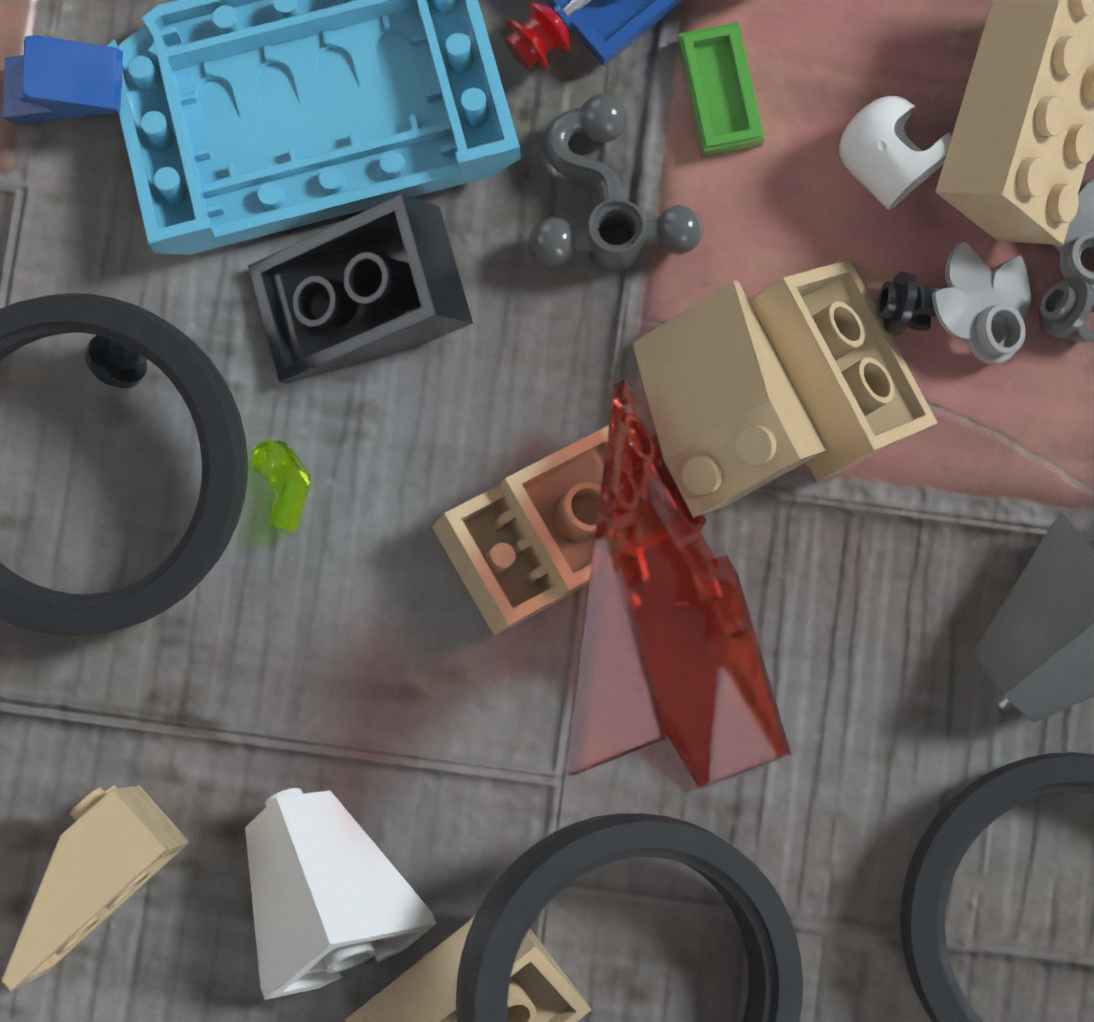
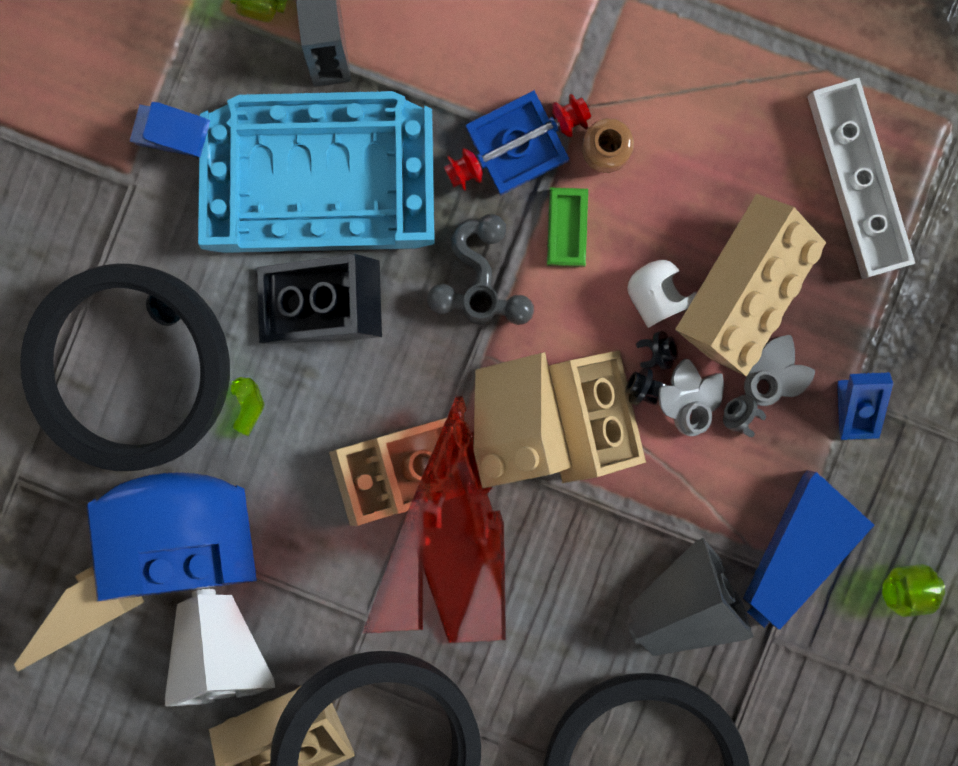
camera: 15 degrees right, 5 degrees up
(208, 716) = (169, 536): none -> blue slope
(921, 241) = (663, 349): none -> black plate

